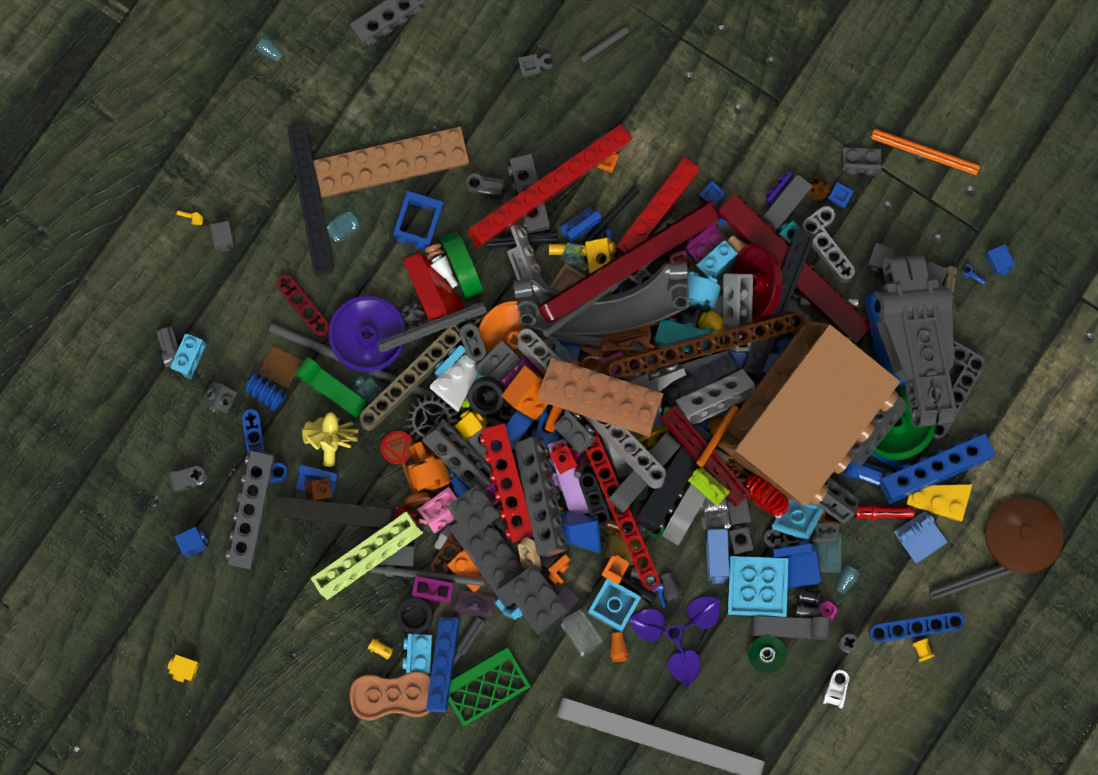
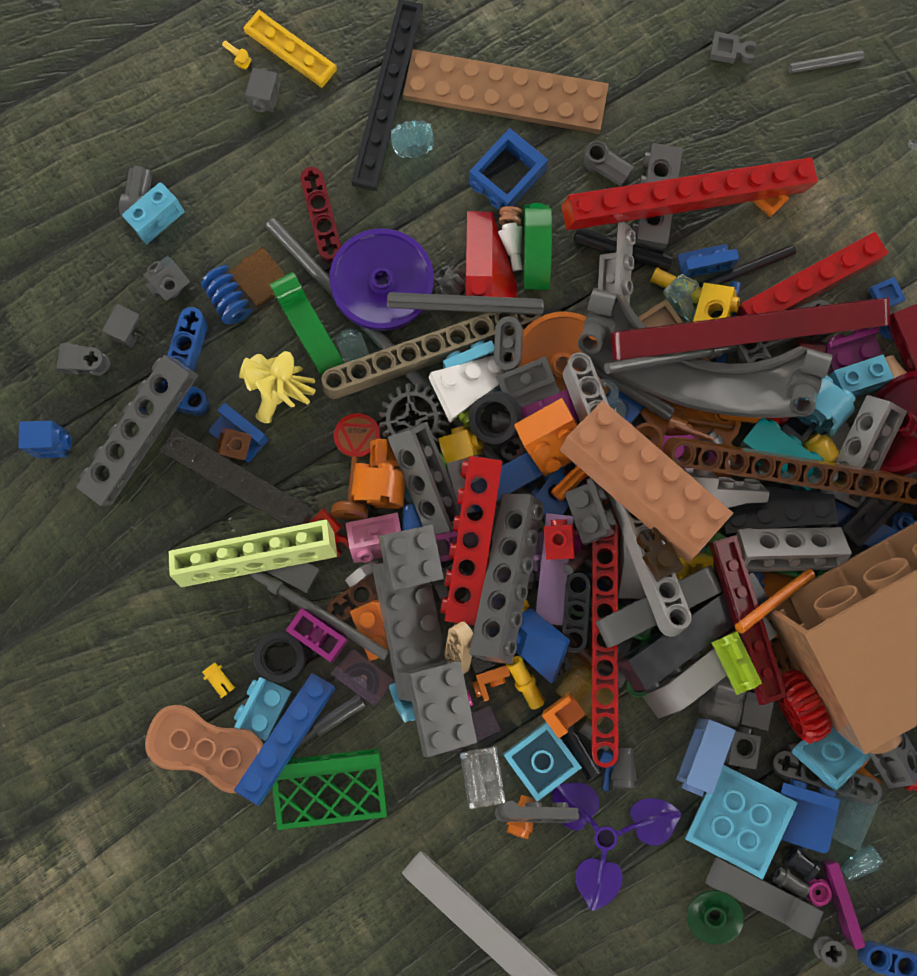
camera: 25 degrees right, 0 degrees up
(205, 443) = (121, 325): none -> dark grey panel
(226, 196) = (290, 48): none -> yellow tile
(582, 560) = (526, 683): none -> yellow pin
(625, 638) = (535, 813): none -> dark grey plate
(630, 442) = (660, 558): none -> dark brown plate
(844, 609) = (843, 904): none -> magenta tile

